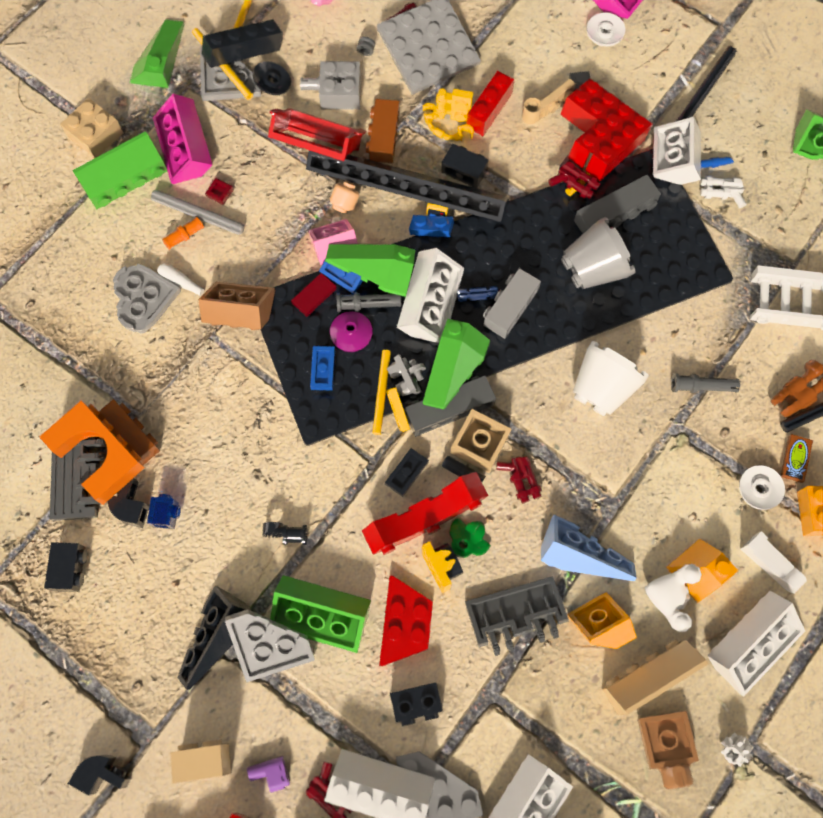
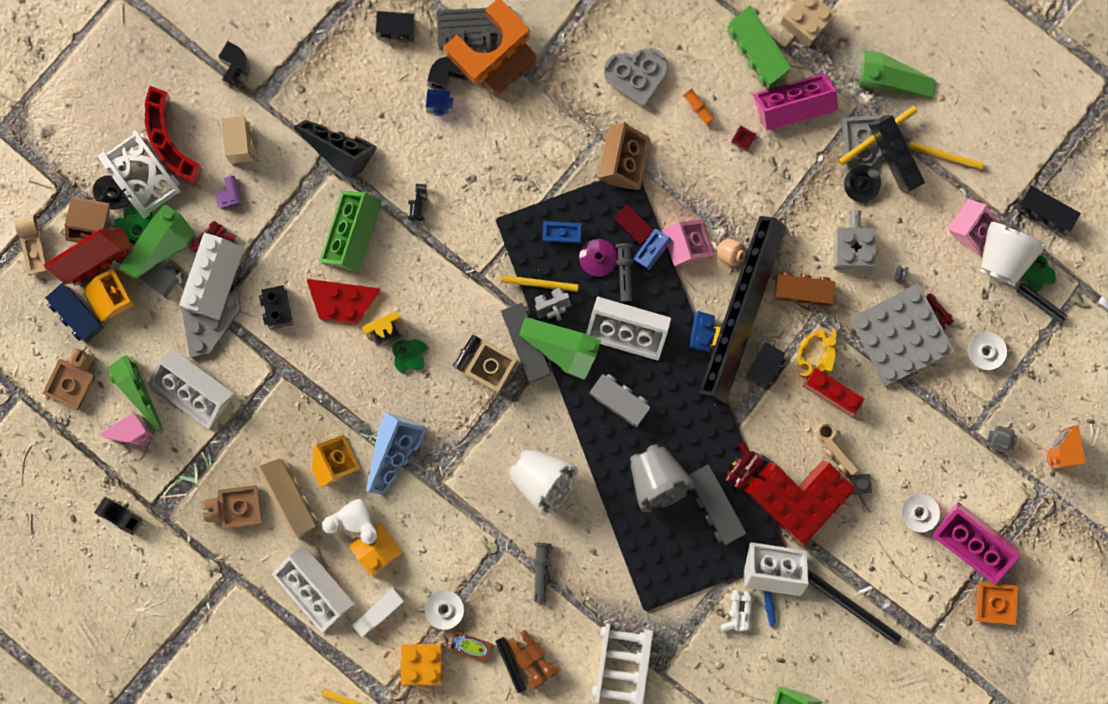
camera: 85 degrees right, 10 degrees up
(178, 278) = (655, 102): white piece -> none
(196, 211) = (721, 119): light grey axle -> none
(266, 645) = (324, 188): light grey plate -> none
(315, 128) = (807, 228): red piece -> none
(382, 264) = (656, 279): bright green wedge -> none
(397, 409) = (521, 296): yellow tile -> none
(406, 472) = (467, 304): black plate -> none
(425, 515) = (427, 317): red brick -> none
(477, 293) = (631, 370): dark blue axle -> none
(516, 610) = (346, 389): dark grey hinge -> none
(520, 470) = (467, 402): dark red piece -> none
(737, 749) = (229, 561): white gear -> none

